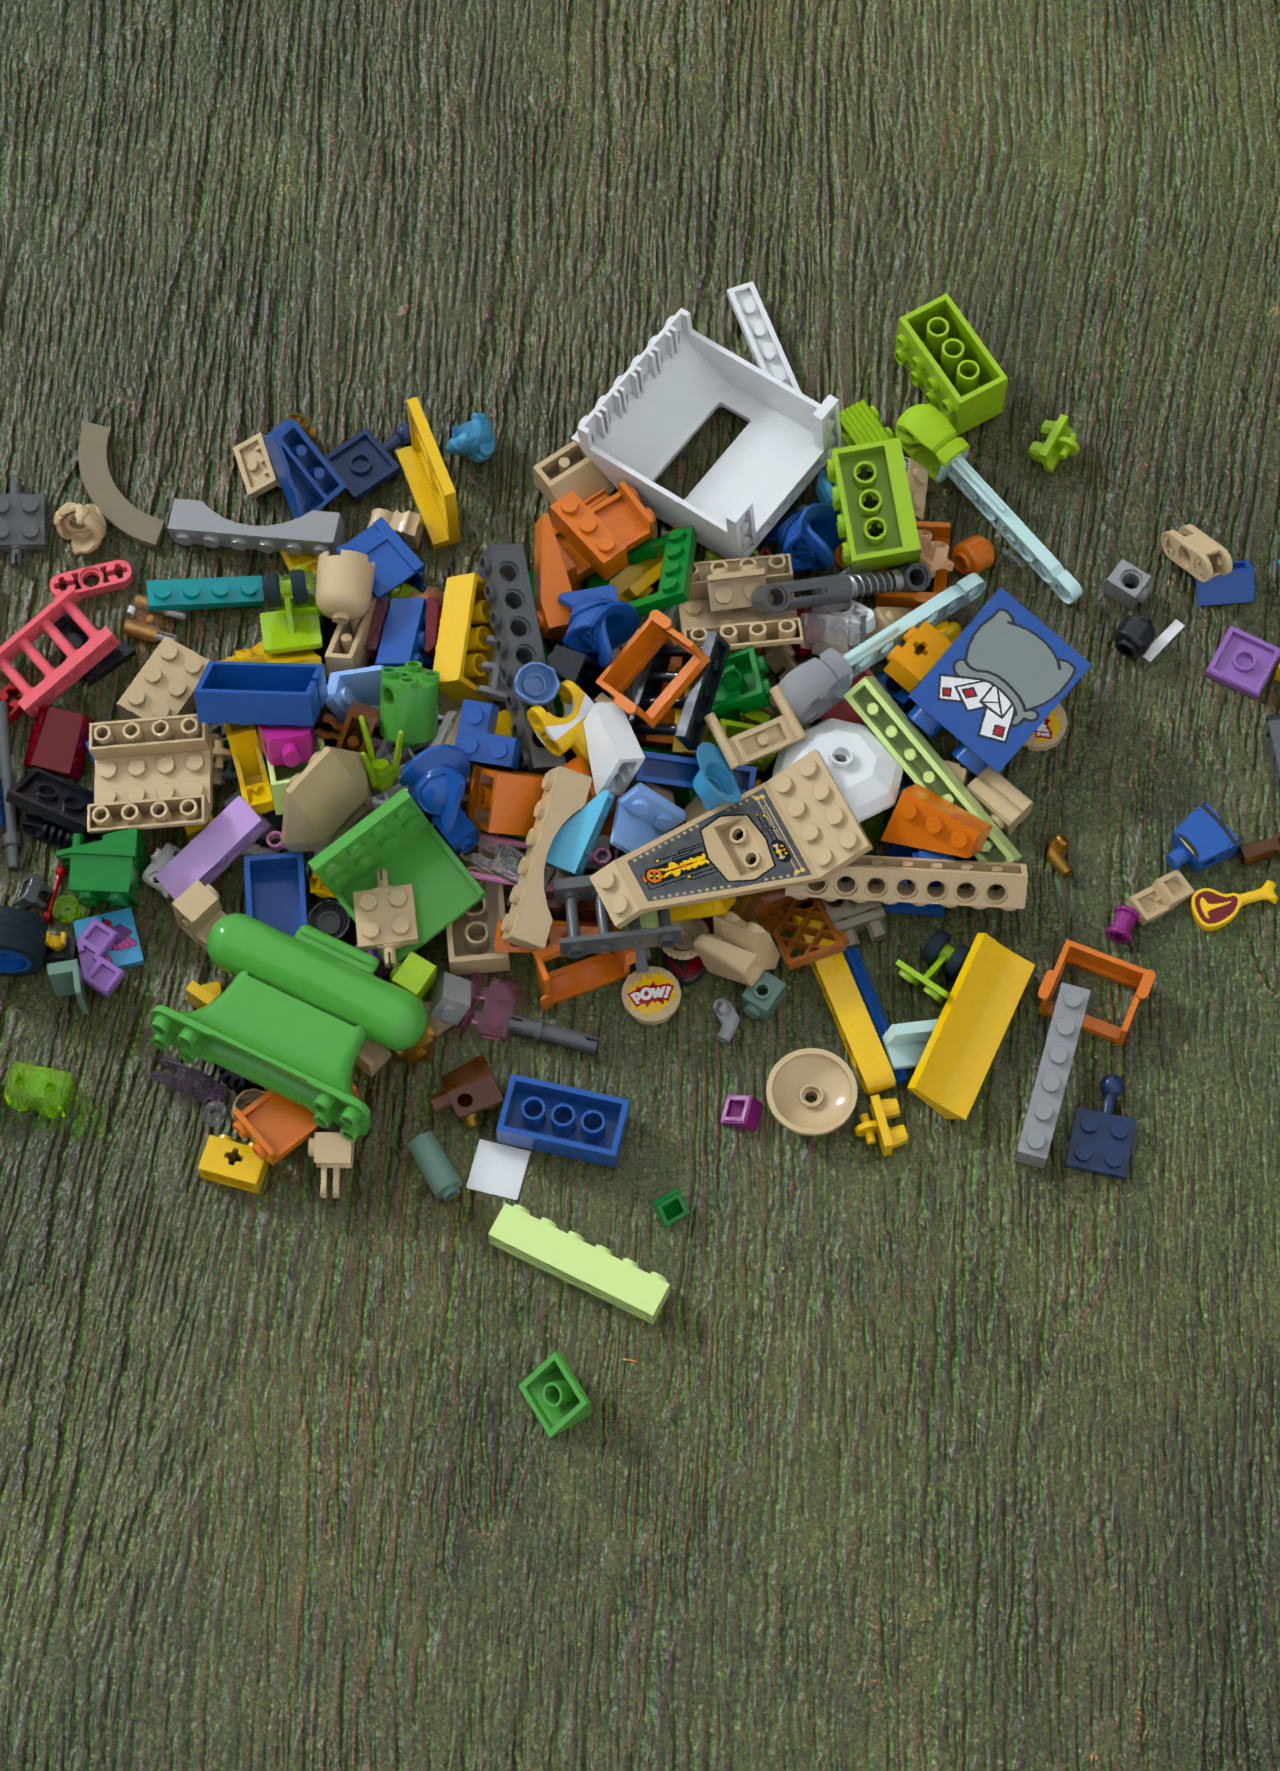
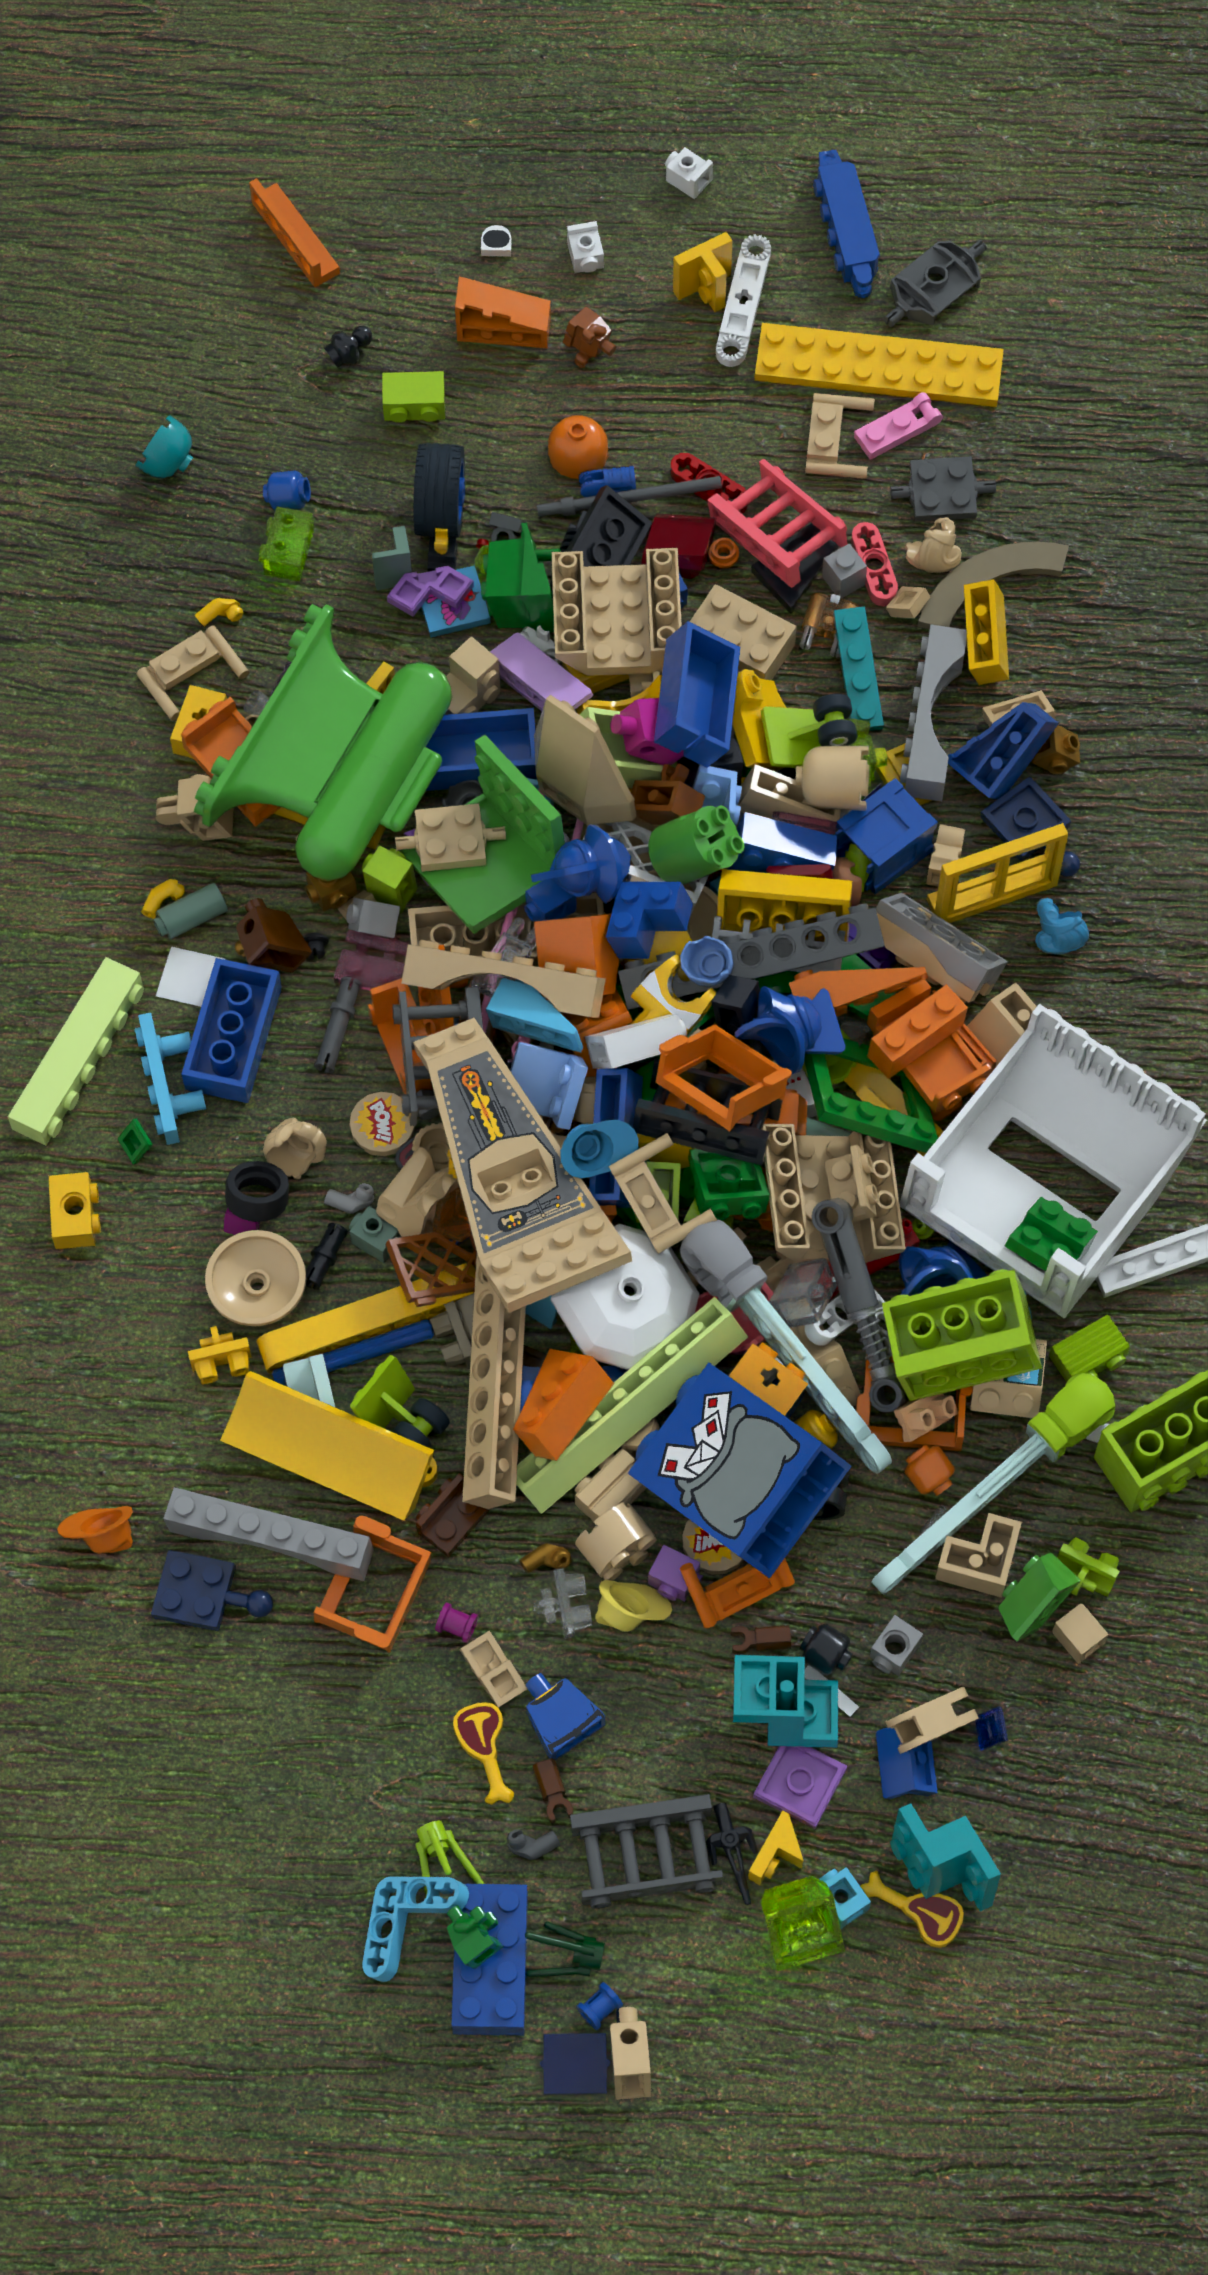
camera: 90 degrees right, 0 degrees up
(73, 699) = (723, 545): none -> orange plate
(102, 601) = (844, 571): none -> light grey brick
(105, 1153) = (220, 607): none -> yellow arm
(136, 551) = (908, 602): none -> tan plate
(162, 1183) = (184, 661): none -> tan plate
(167, 484) = (986, 632): none -> yellow brick
(380, 771) = (621, 825): lime plant -> none
(412, 1195) = (158, 894): none -> yellow arm
(470, 1053) = (316, 942): none -> black piece
(501, 520) = (930, 942): none -> light grey piece
(596, 1191) = (169, 1105): none -> medium azure plate
(677, 1067) = (294, 1146): none -> tan hair
(714, 1078) = (260, 1174): none -> black tyre
(728, 1270) = (67, 1192): none -> yellow brick
(776, 444) = (1046, 1230): none -> green plate
(780, 1038) = (324, 1255): none -> black pin
(1025, 931) = (448, 1518): none -> reddish brown bracket
(1048, 1221) = (101, 1529): none -> orange piece
(1052, 791) = (616, 1541): none -> tan brick
(1054, 510) = (981, 1565): none -> tan brick
(1073, 752) = (666, 1574): none -> medium lavender brick
(1089, 471) = (1036, 1595): none -> bright green slope
(1089, 711) = (733, 1591): none -> orange plate
(1101, 841) = (571, 1617): none -> clear hips
(1103, 783) = (630, 1604): none -> light yellow piece
(1113, 448) = (1080, 1633): none -> tan panel
(1124, 686) = (762, 1638): none -> reddish brown bar
(1187, 660) = (776, 1694): none -> teal bracket
(1194, 514) = (991, 1728): none -> clear blue slope

